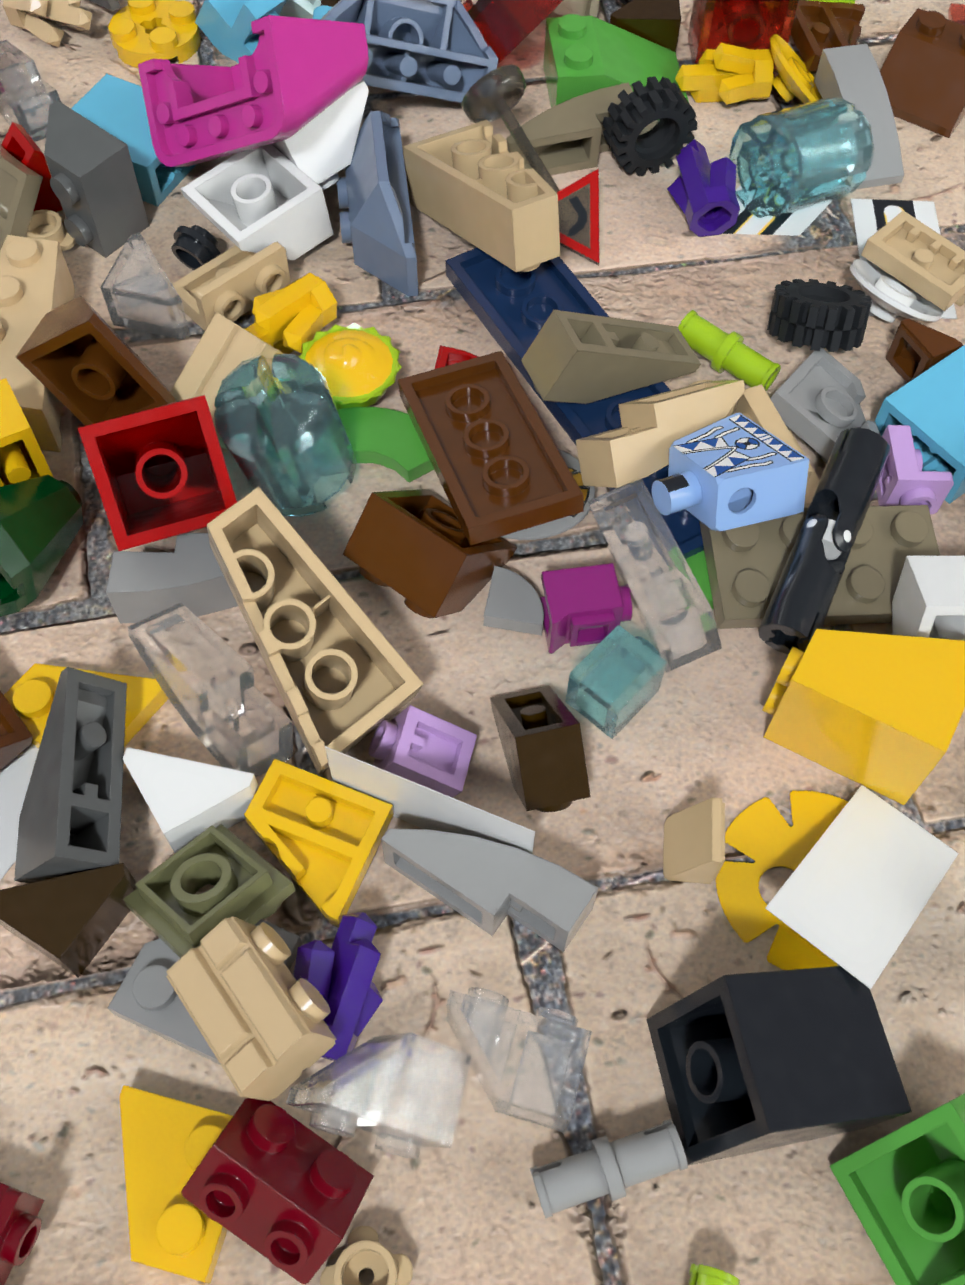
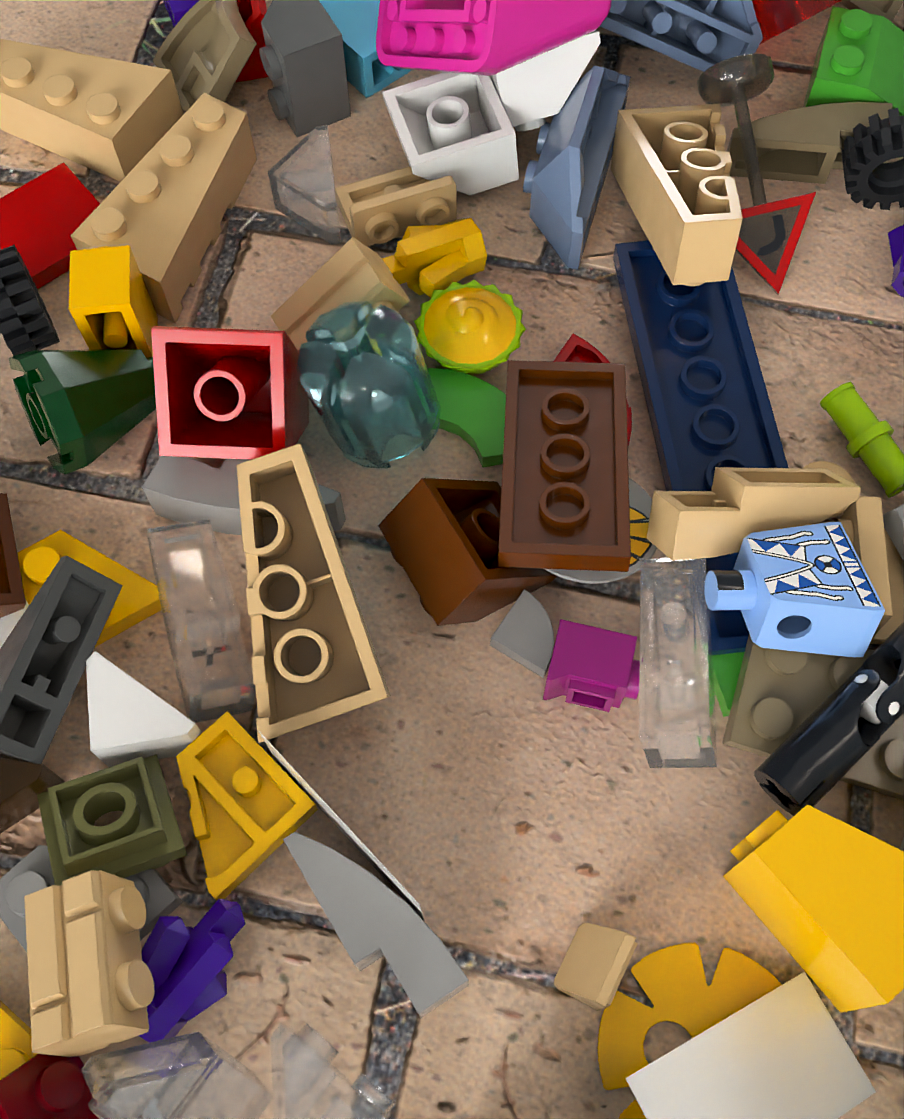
camera: 25 degrees right, 5 degrees up
(50, 226) = (251, 96): tan plate -> none
(90, 365) = (223, 256): reddish brown slope -> none
(194, 246) = (379, 153): black plate -> none
(424, 750) = (369, 759): lavender bracket -> none
(542, 748) = (483, 801): dark brown slope -> none
(601, 356) = (724, 406): dark tan slope -> none
(615, 680) = (591, 759): clear light blue brick -> none

